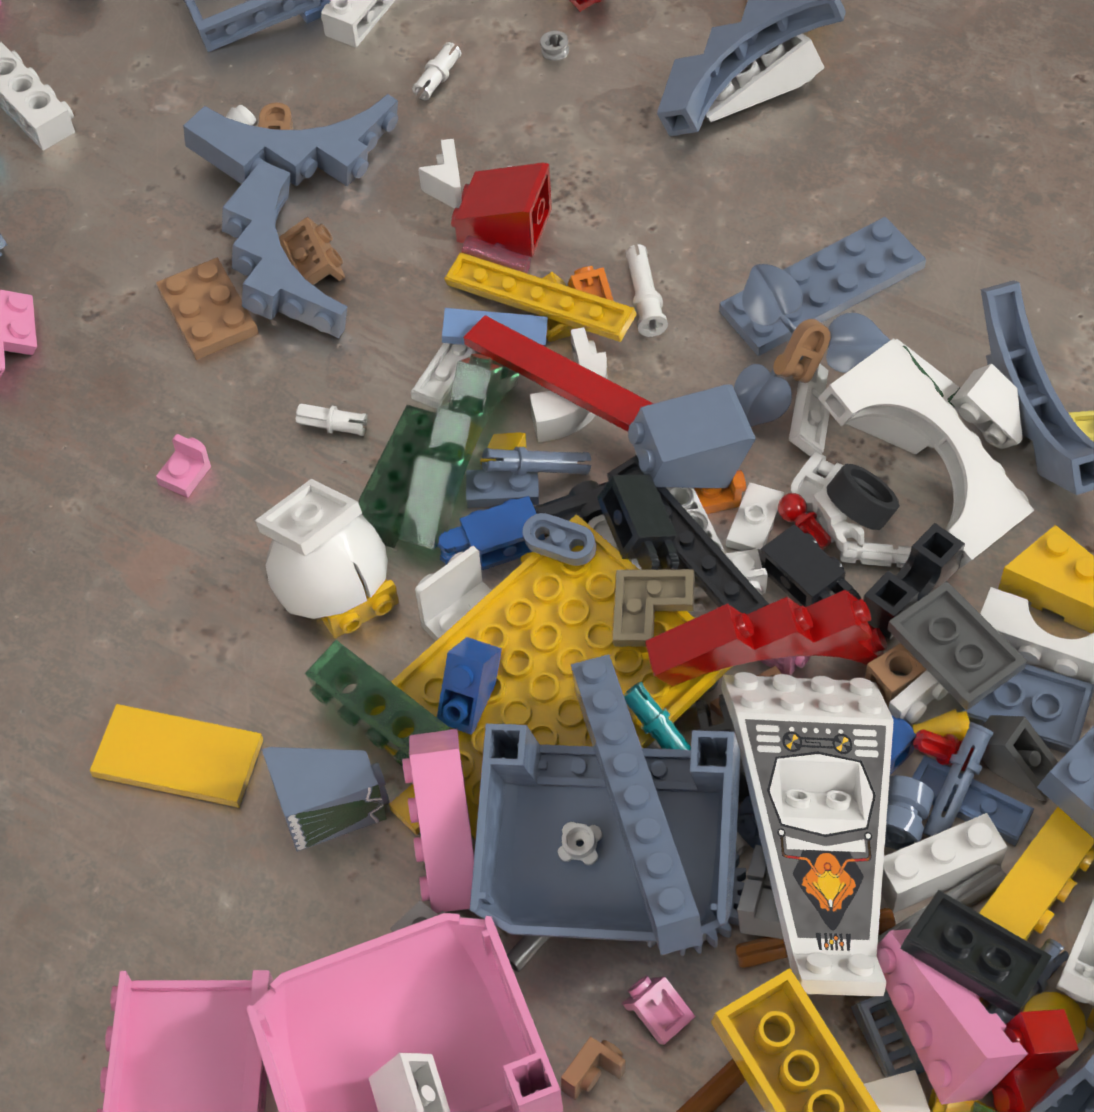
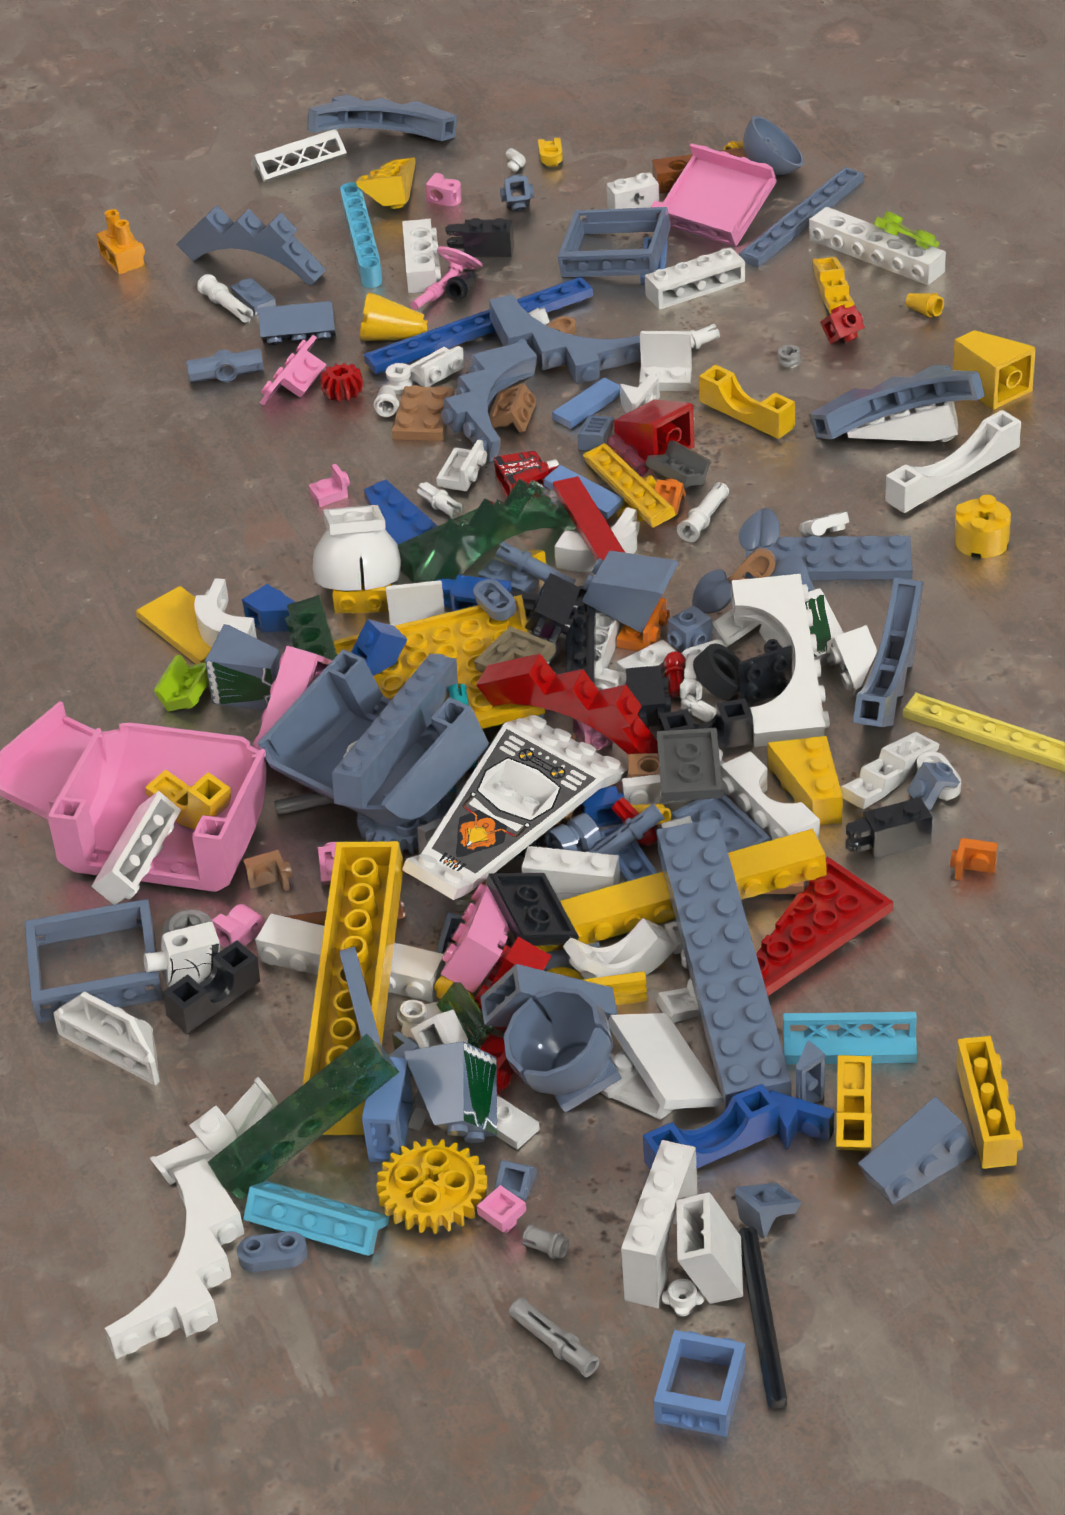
camera: 35 degrees right, 15 degrees down
(66, 202) = (389, 320): none -> yellow cone
(75, 312) = (341, 382): none -> red gear
(80, 40) = (482, 237): none -> black hinge
(80, 87) = (457, 263): none -> bright pink dish
(105, 115) = (459, 285): none -> black cone
(139, 274) = (398, 377): none -> white wheel
(151, 313) = (386, 402): none -> white cone
(165, 168) = (472, 326): none -> blue plate
(171, 238) = (437, 366): none -> white bracket
(225, 746) = (211, 615): none -> white arch
(250, 848) = (181, 684): none -> lime bracket
(267, 680) = (268, 609): none -> blue slope
(298, 460) = (401, 516): none -> blue wing
(322, 363) = (462, 467): none -> white bracket
(387, 206) = (586, 403): none -> medium blue tile
(404, 339) = (521, 466): none -> torso
(436, 257) = (594, 432): none -> sand blue slope
(439, 113) = (667, 356): none -> white bracket
(450, 1034) = (205, 797): none -> yellow arch
(537, 127) = (722, 392): none -> yellow arch
(569, 242) = (680, 464): none -> dark grey bracket
(775, 457) = (689, 629): none -> sand blue brick
(787, 244) = (818, 526): none -> white plate
(855, 105) = (992, 440): none -> white arch
(916, 470) = (765, 674): none -> black hinge
(953, 171) = (982, 527): none -> yellow brick

